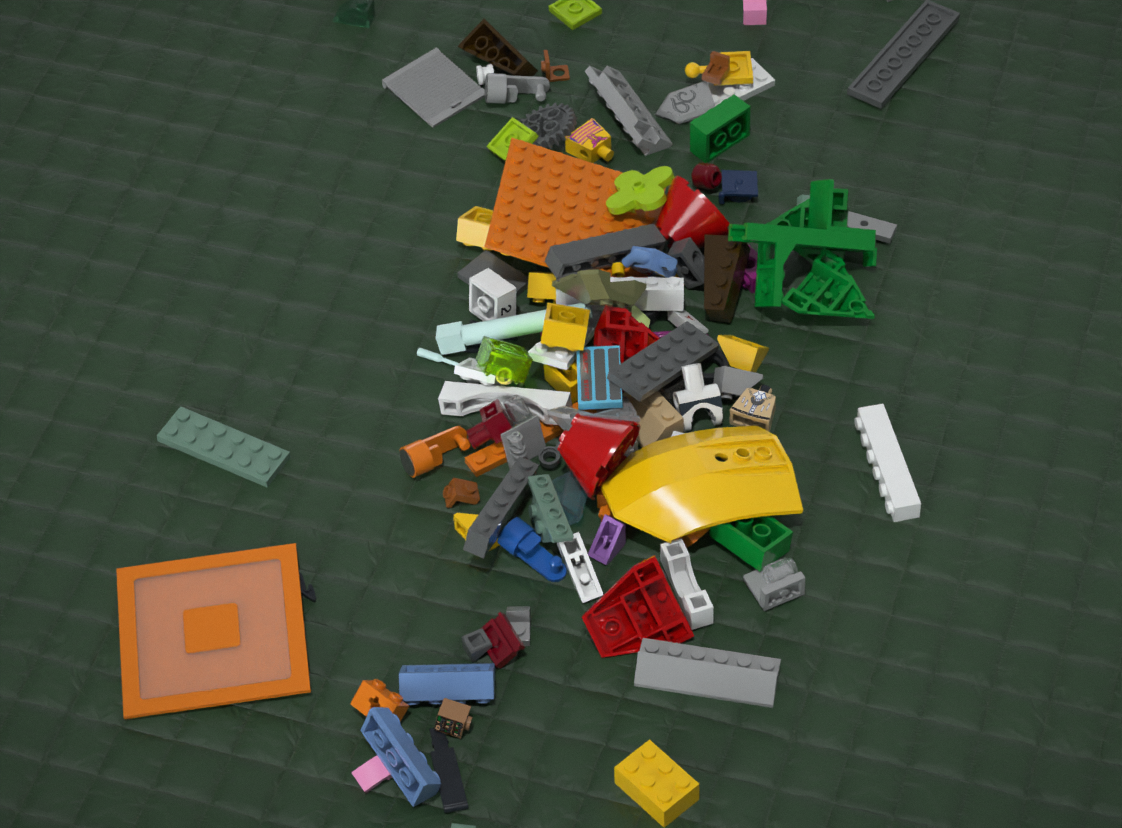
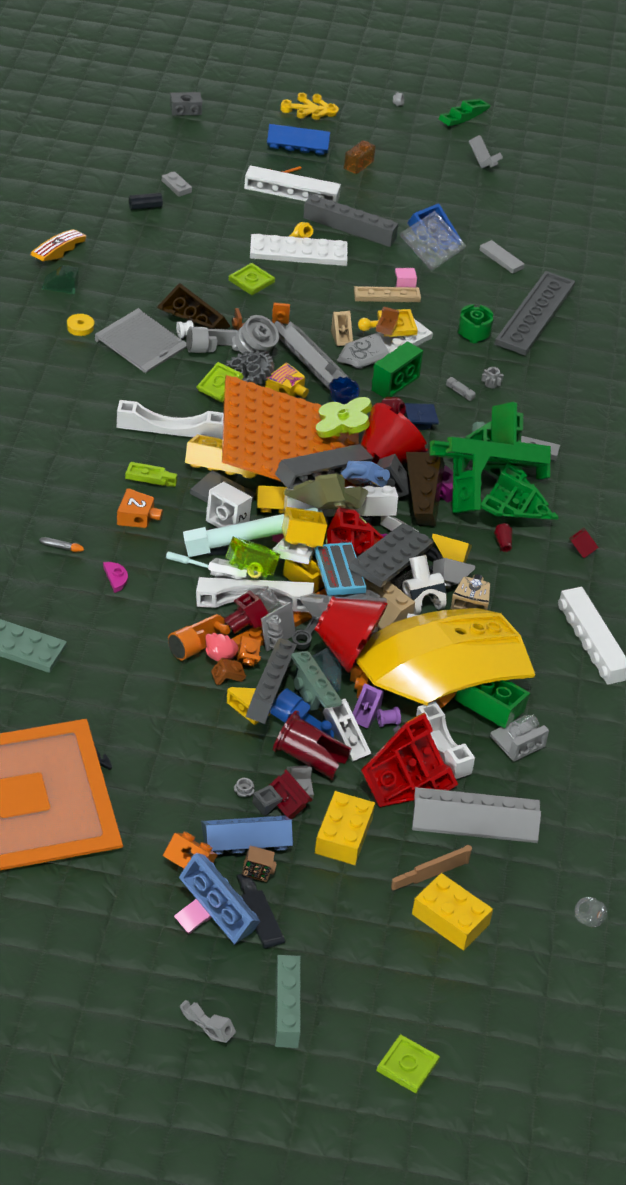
camera: 15 degrees left, 5 degrees down
(317, 340) = (61, 544): none -> flat silver piece
(358, 375) = (116, 574): none -> dark pink plate
(368, 67) = (80, 324): none -> yellow piece
(392, 297) = (137, 510): none -> orange torso
(410, 184) = (136, 417): none -> white arch
(415, 254) = (150, 474): none -> lime hinge
(455, 465) = (220, 647): none -> coral hair
(455, 624) = (244, 787): none -> light grey plate
(487, 470) = (249, 651): none -> orange bracket
(533, 583) = (311, 746): none -> dark red piece
(555, 681) = (344, 828): none -> yellow brick
(563, 84) = (256, 335): none -> light grey wheel
(599, 54) = (281, 313): none -> orange bracket
(630, 553) = (388, 717): none -> medium lavender bush
(646, 731) = (433, 867): none -> medium nougat piece
(653, 153) = (344, 390): none -> clear blue hair
(667, 73) = (341, 328): none -> tan slope
(731, 29) = (387, 294): none -> tan tile
(795, 151) = (460, 388): none -> light grey axle
(807, 338) = (504, 536): none -> dark red cone
(812, 792) = (590, 912): none -> clear head
(826, 68) = (475, 323): none -> green brick
(834, 137) = (492, 377): none -> light grey gear
(900, 347) = (583, 542): none -> dark red panel

